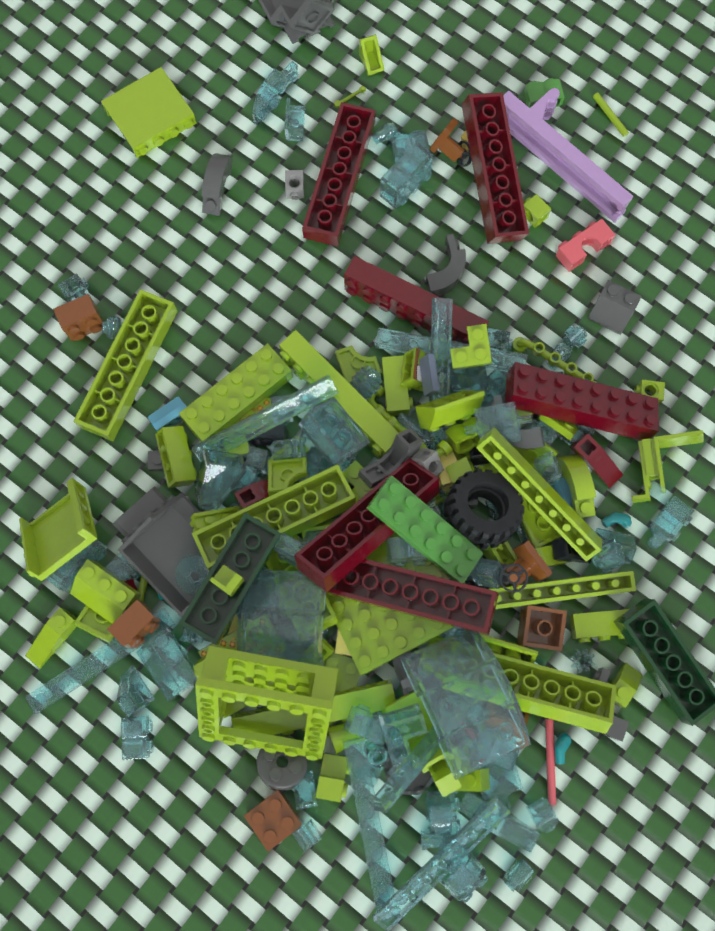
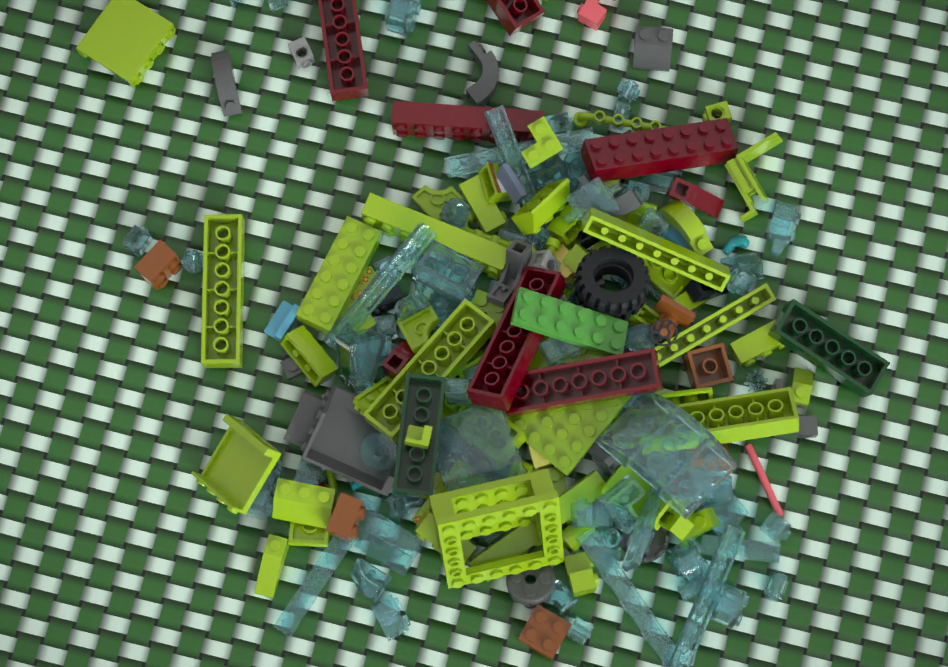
camera: 20 degrees left, 0 degrees up
(561, 747) = (767, 463): teal arm -> none
(564, 428) = (652, 180): lime plate -> none

